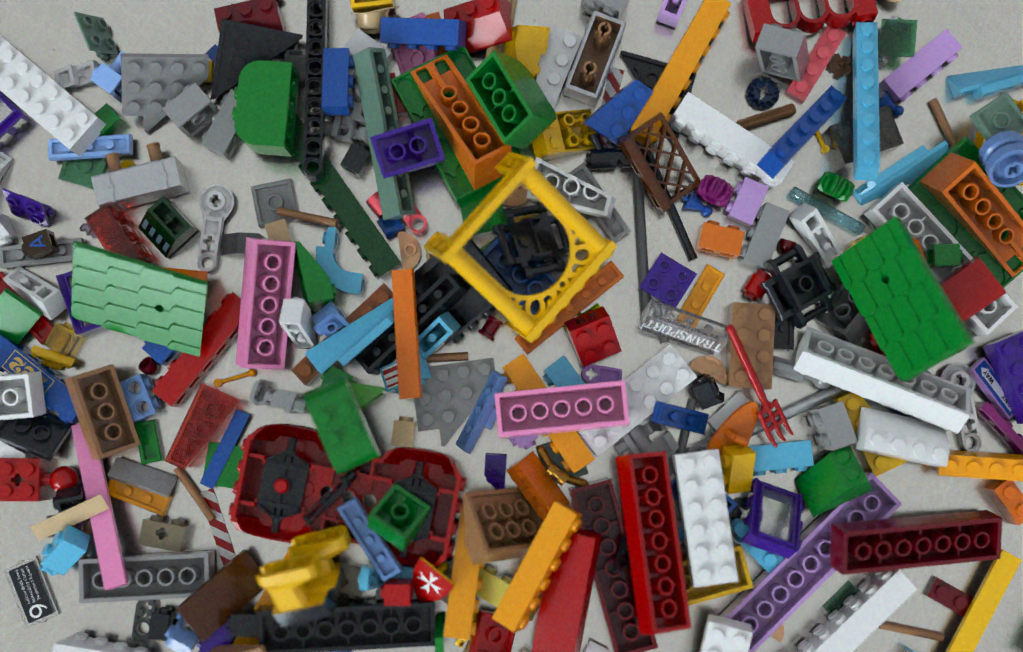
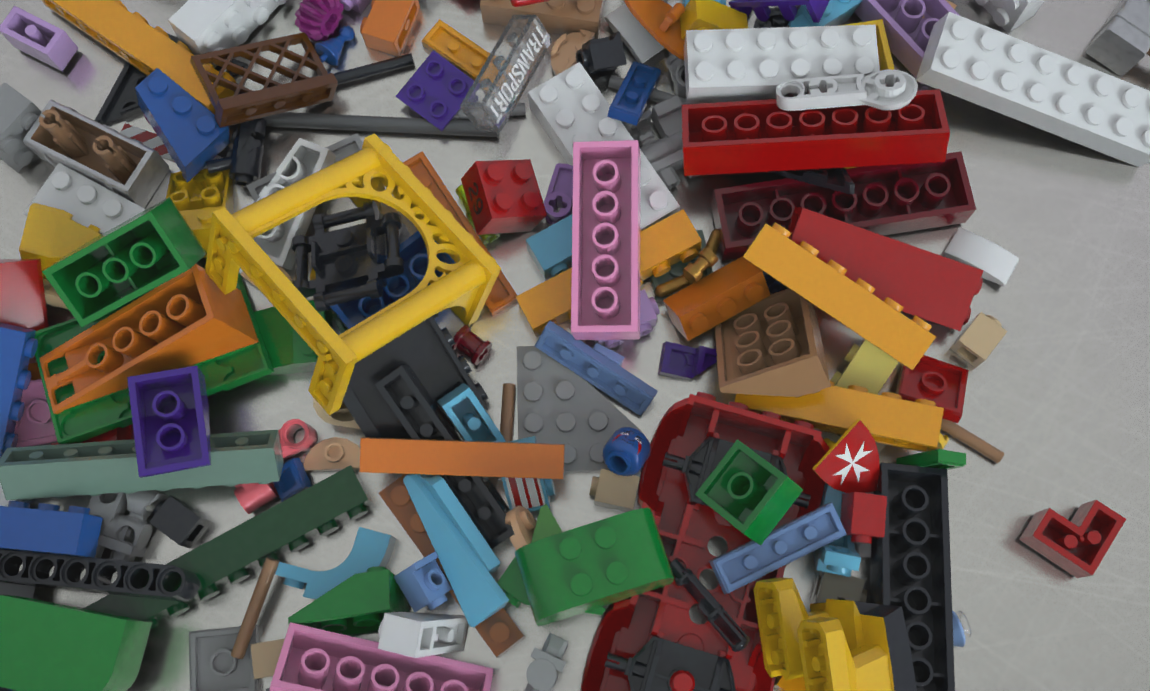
camera: 80 degrees left, 10 degrees down
(369, 377) = (522, 524): none -> light nougat plate
(426, 437) = (626, 451): none -> blue head
(682, 567) = (881, 90): none -> white beam

